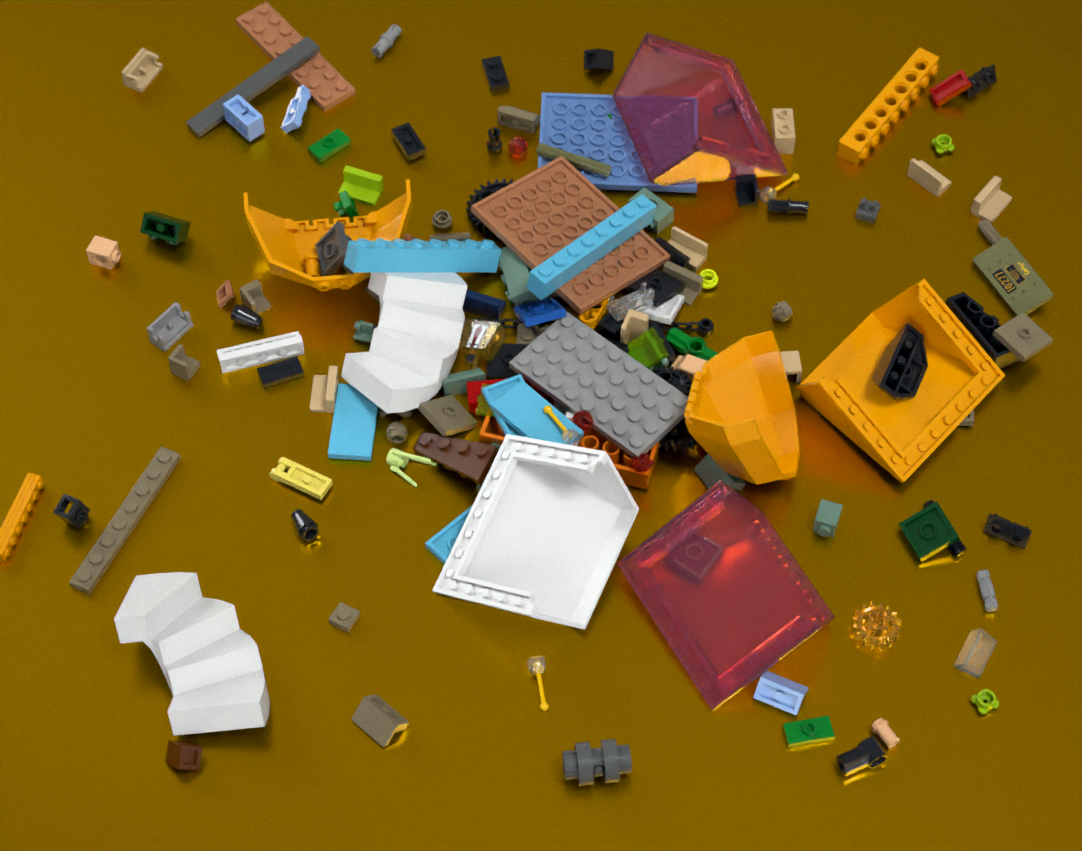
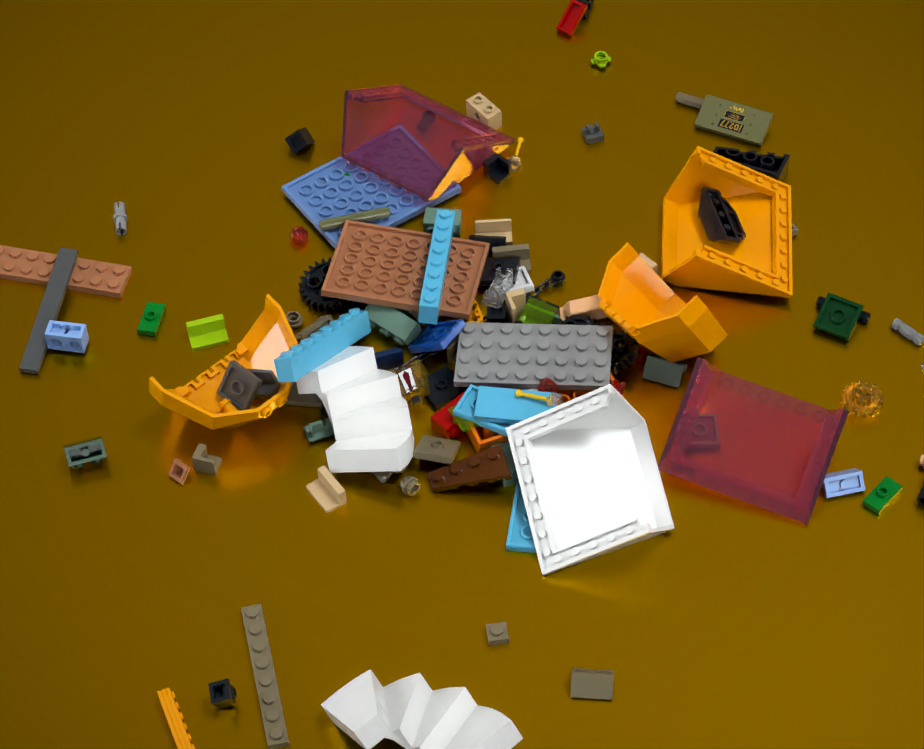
camera: 35 degrees left, 5 degrees down
(103, 252) = (51, 500): light nougat brick -> none
(169, 327) = (161, 521): light grey hinge -> none
(183, 365) = (199, 541): dark tan panel -> none
(245, 316) = (212, 477): black cone -> none
(260, 352) = (247, 500): white fence -> none
(280, 372) = (278, 499): black tile -> none
(296, 109) = (100, 308): light blue hinge -> none
(301, 478) = (370, 561): light yellow plate -> none
(305, 526) = (407, 590): black cone -> none
(346, 205) = (211, 352): green tile -> none
(352, 425) = (371, 500): medium azure tile -> none
(399, 459) = (429, 501): yellowish green plant -> none
(408, 141) = (212, 279): black plate -> none
(456, 382) = (422, 419): sand green panel -> none
(494, 143) = (279, 243): black pin -> none
(495, 73) = (228, 194): black plate -> none
(518, 119) = (280, 216): dark tan panel -> none
(525, 334) = (437, 360): dark tan plate -> none
(537, 666) = (666, 574): hinge -> none
(588, 762) = (766, 609): dark grey piece -> none
(689, 345) = (566, 293): green piece -> none
(710, 278) = (532, 243): neon yellow plate -> none
(782, 311) = (601, 234): dark tan plate -> none
(788, 206) = (536, 162): black axle -> none
(827, 518) = (764, 351): sand green brick -> none
(888, 106) = (539, 55): light orange brick -> none
(928, 177) = (612, 87): tan panel -> none
(990, 201) = (670, 78): tan panel -> none
(1007, 530) = (884, 285): black hinge -> none
(1022, 337) = (783, 152): dark tan plate -> none

